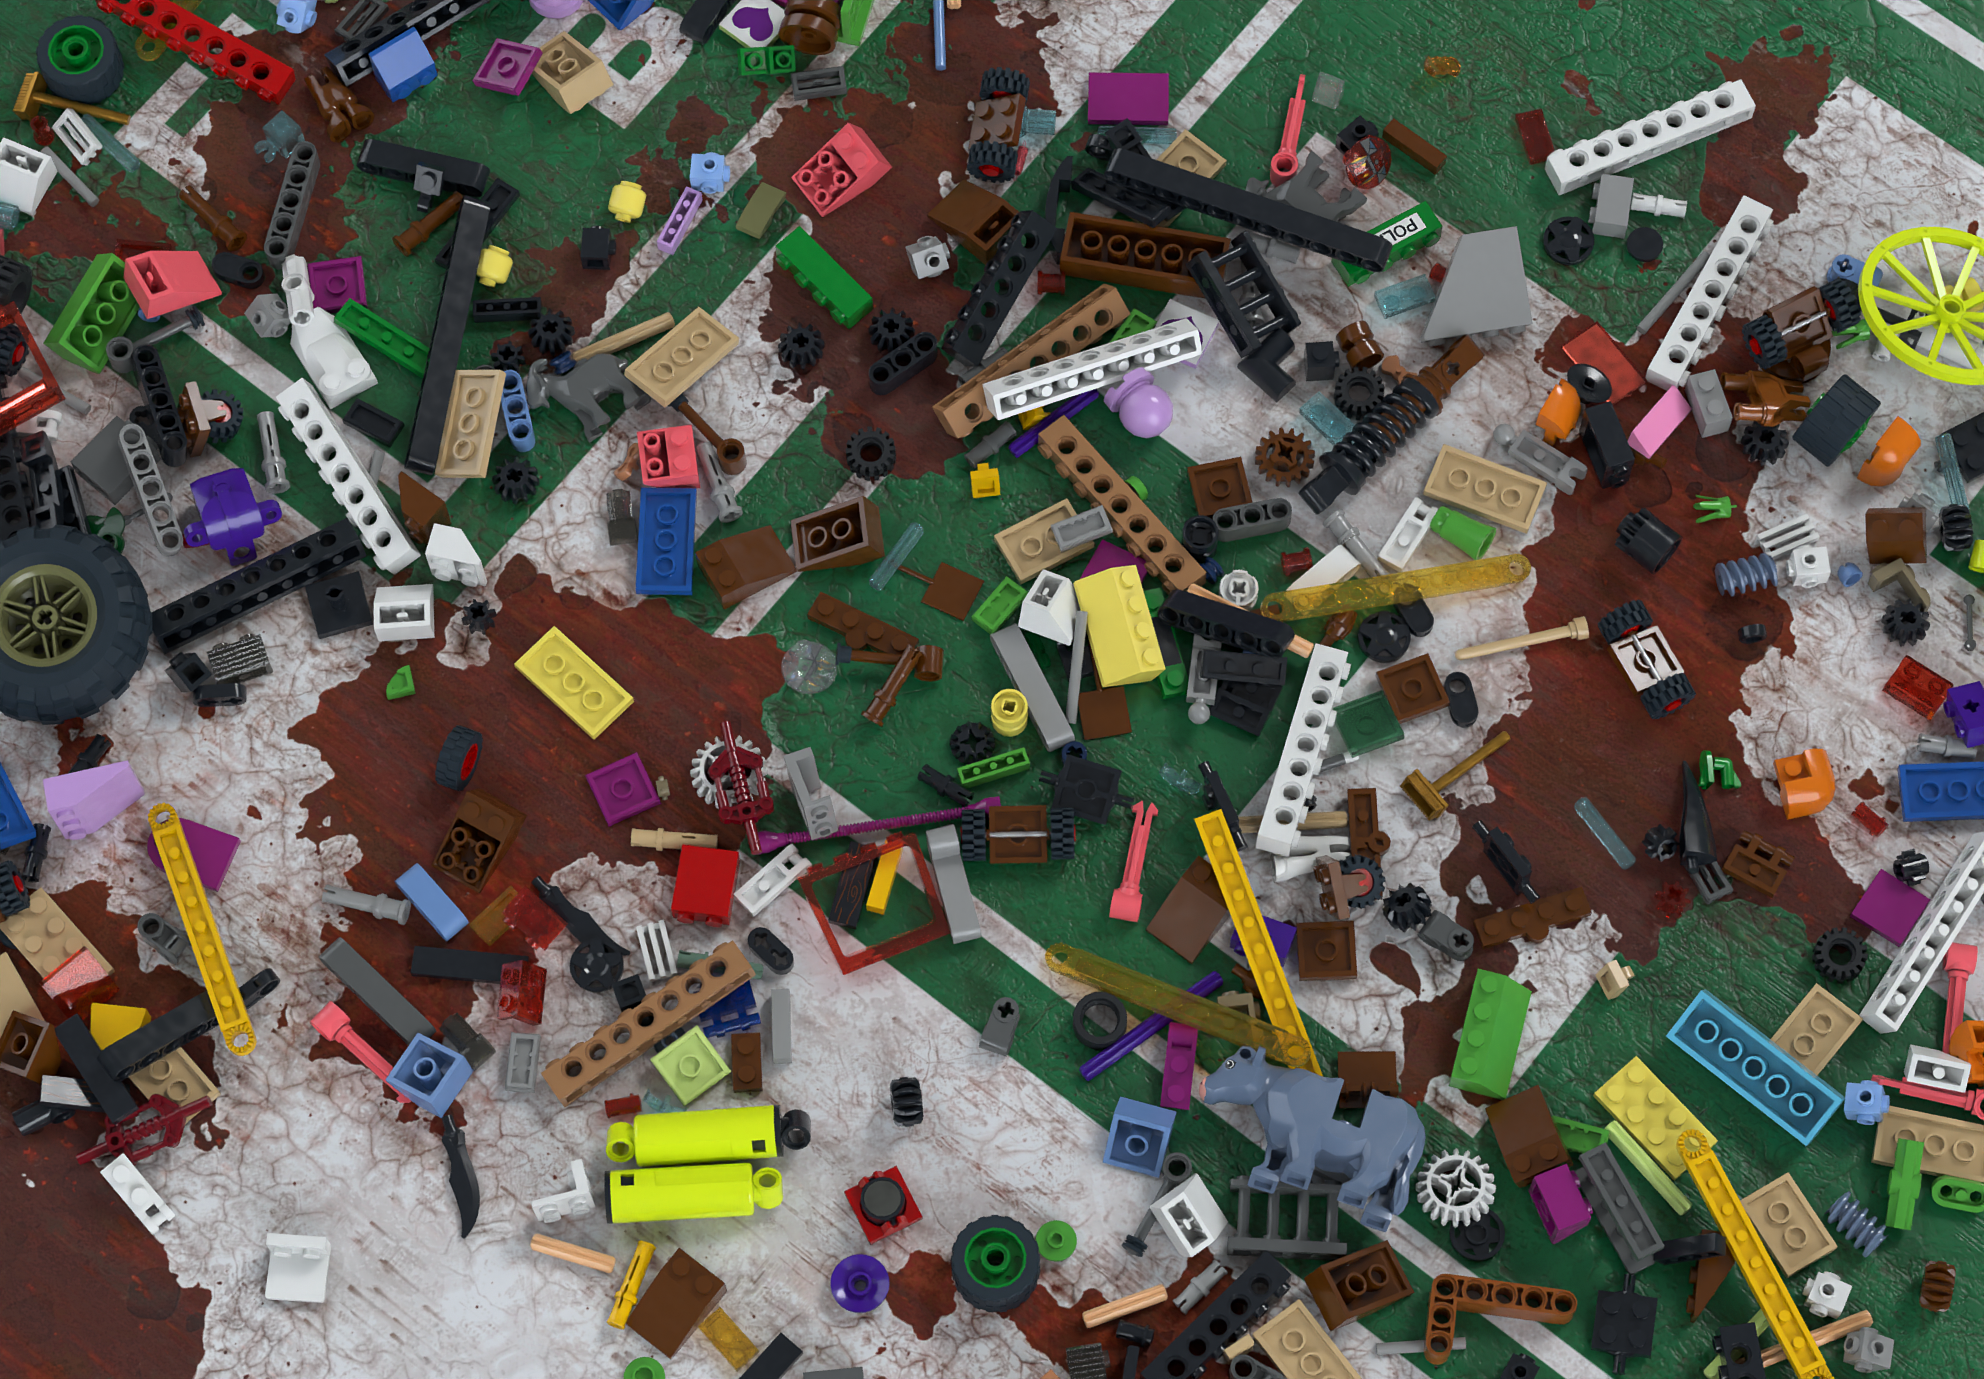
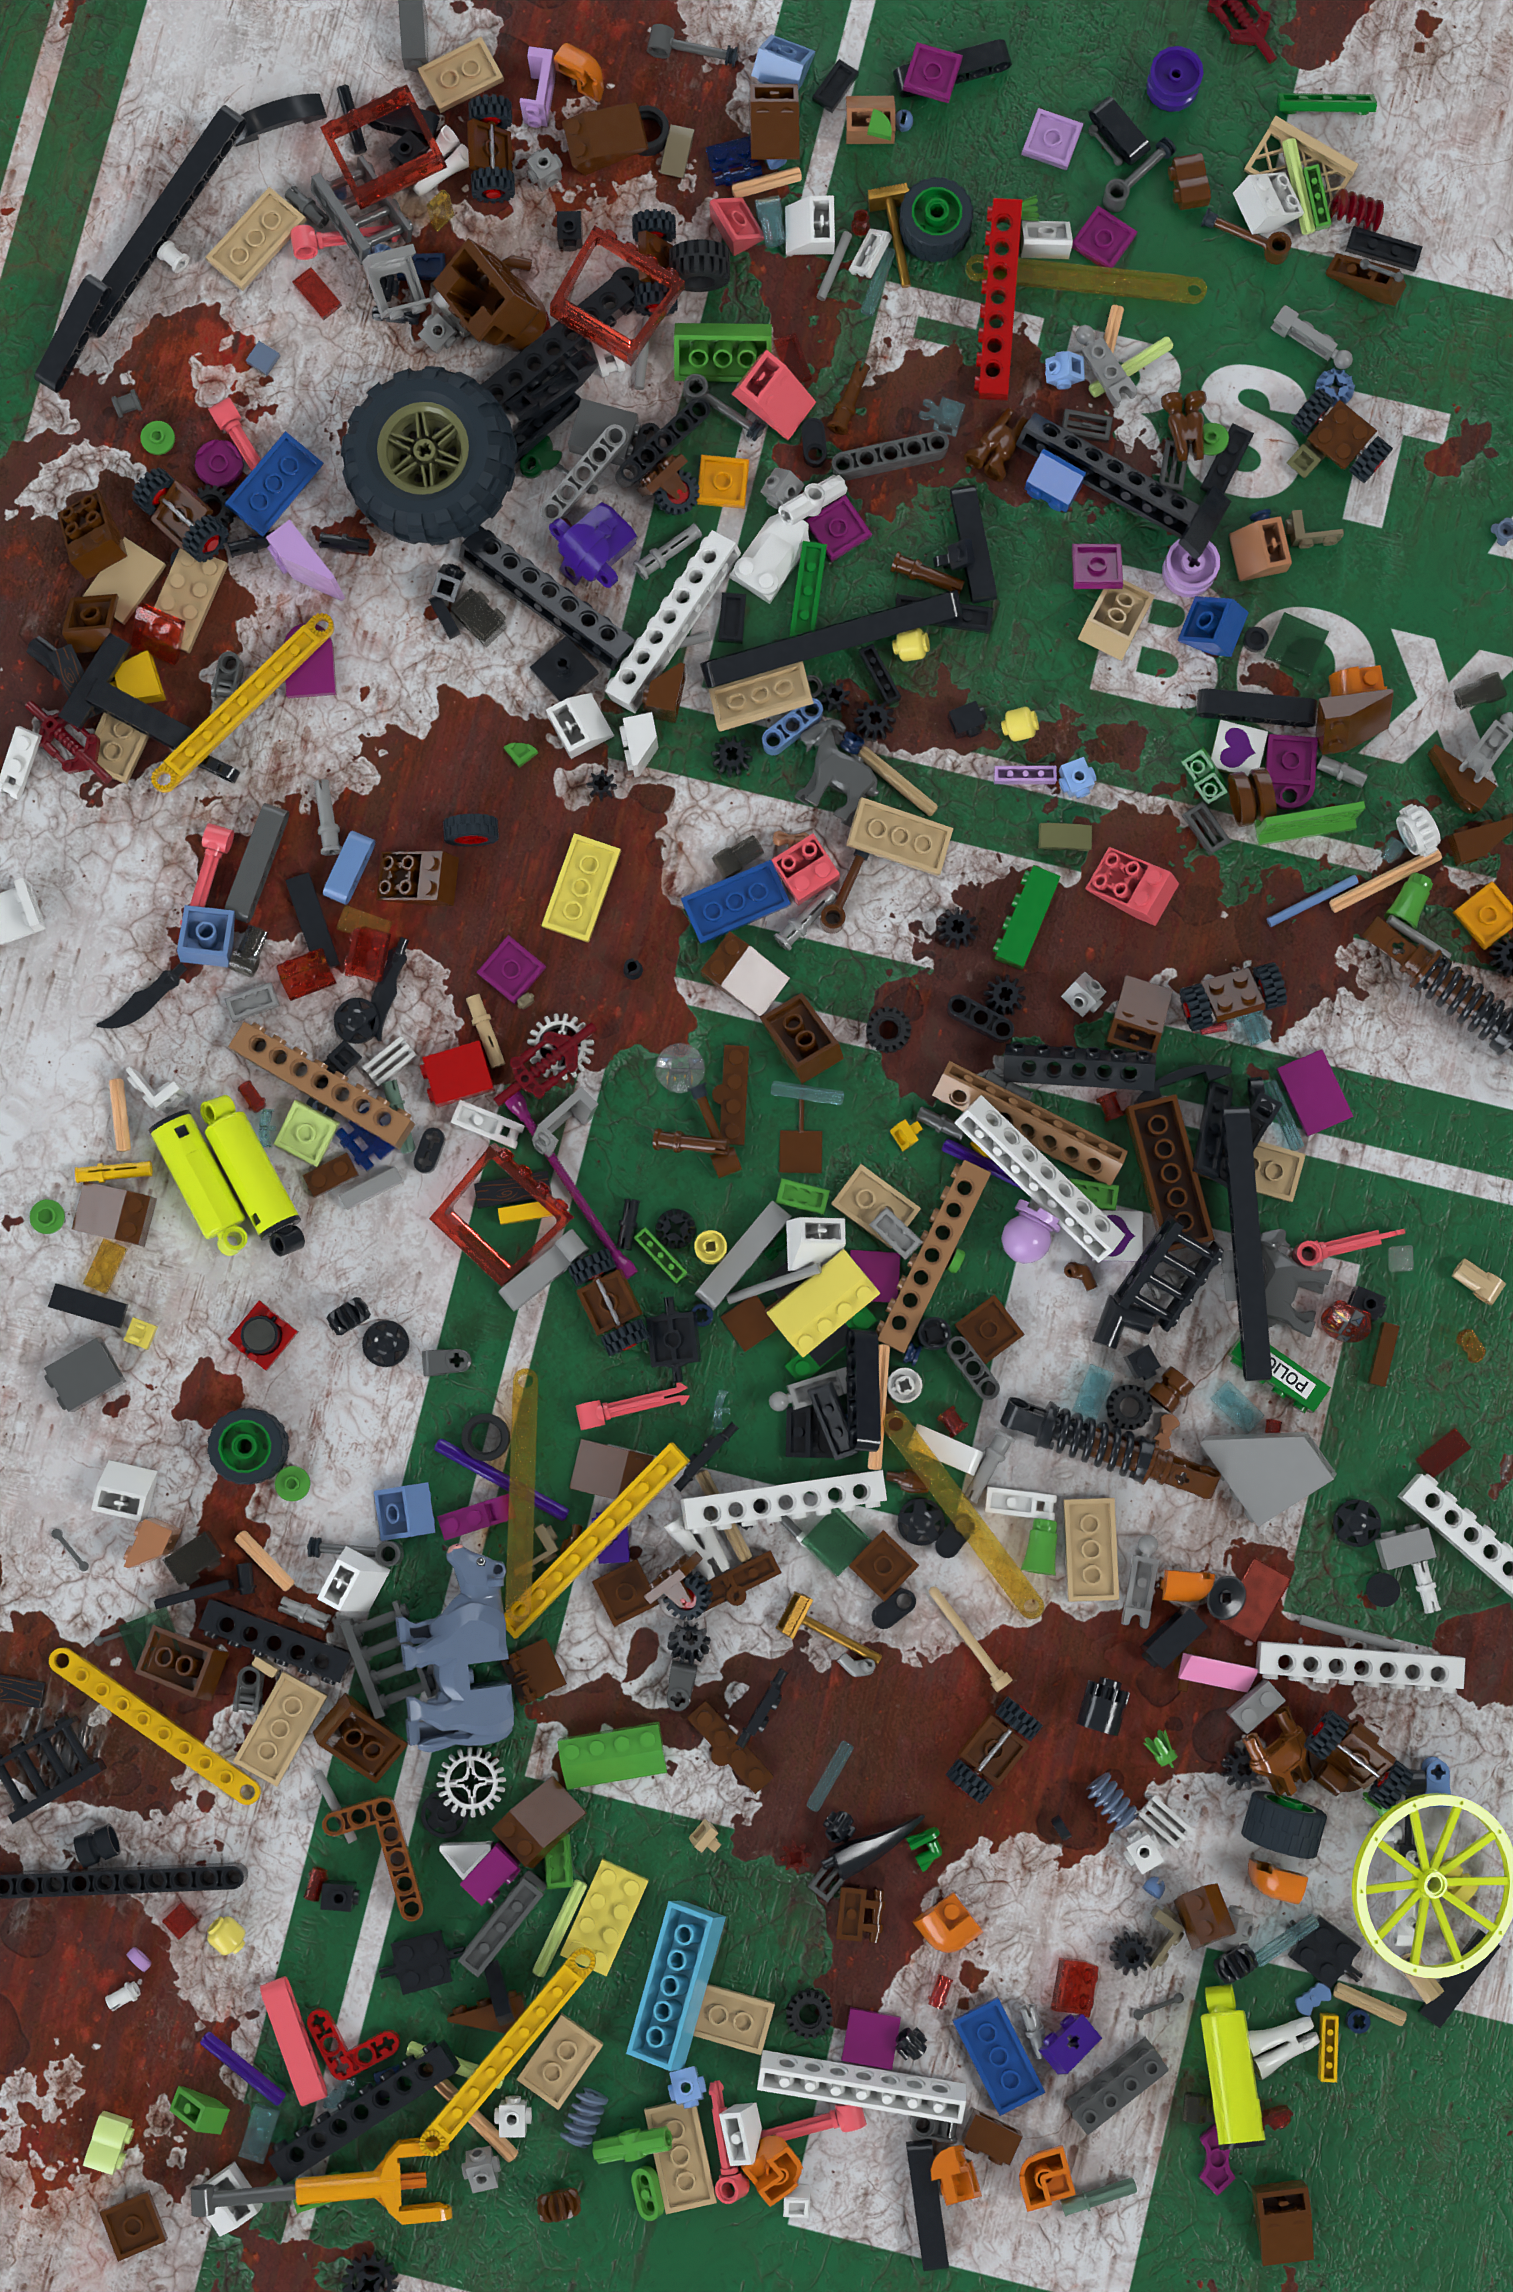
camera: 65 degrees right, 15 degrees up
(229, 369) = (723, 481): none -> light orange tile
(681, 665) = (633, 975): none -> black pin
(819, 1333) = (140, 1333): none -> light yellow tile
(859, 1269) = (177, 1347): dark purple dish -> none
(952, 1082) = (385, 1343): none -> black wheel
(1204, 380) = (1081, 1272): none -> reddish brown arm
(1280, 467) = (1051, 1378): reddish brown gear -> none
(1389, 29) = (1484, 1285): none -> tan piece
(1506, 758) = (856, 1668): none -> light grey arm
(1533, 1226) = (465, 1855): none -> white slope

